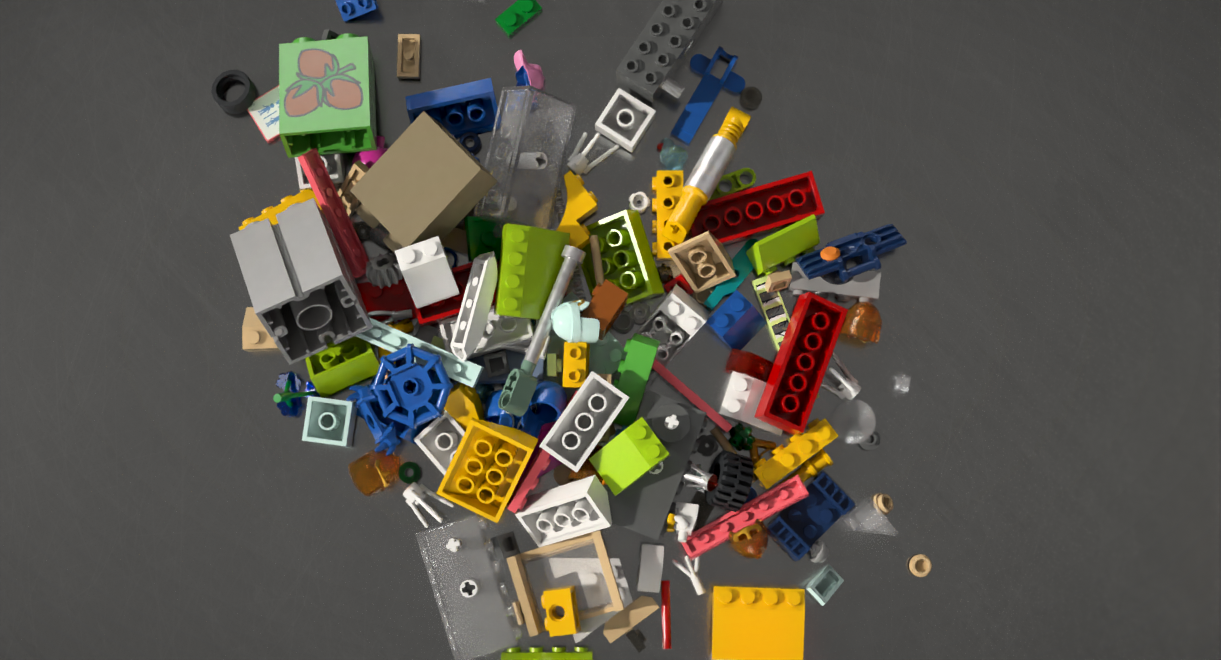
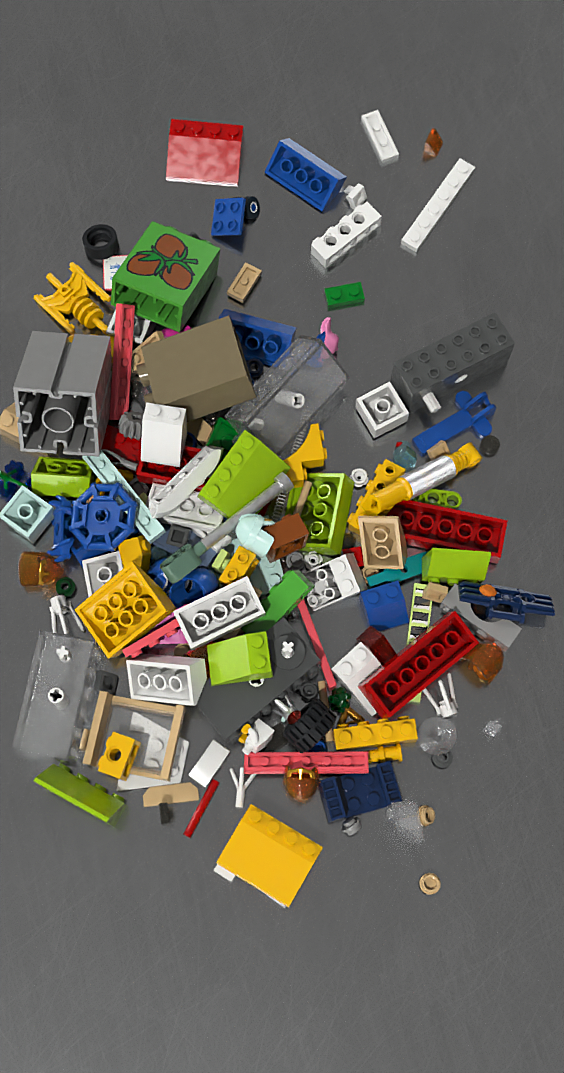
camera: 30 degrees right, 10 degrees down
(240, 168) = (74, 298): none -> yellow bar
(579, 162) = (328, 423): white plant -> none
(704, 133) = (438, 450): none -> tan plate
(824, 585) = (341, 854): light aqua slope -> none

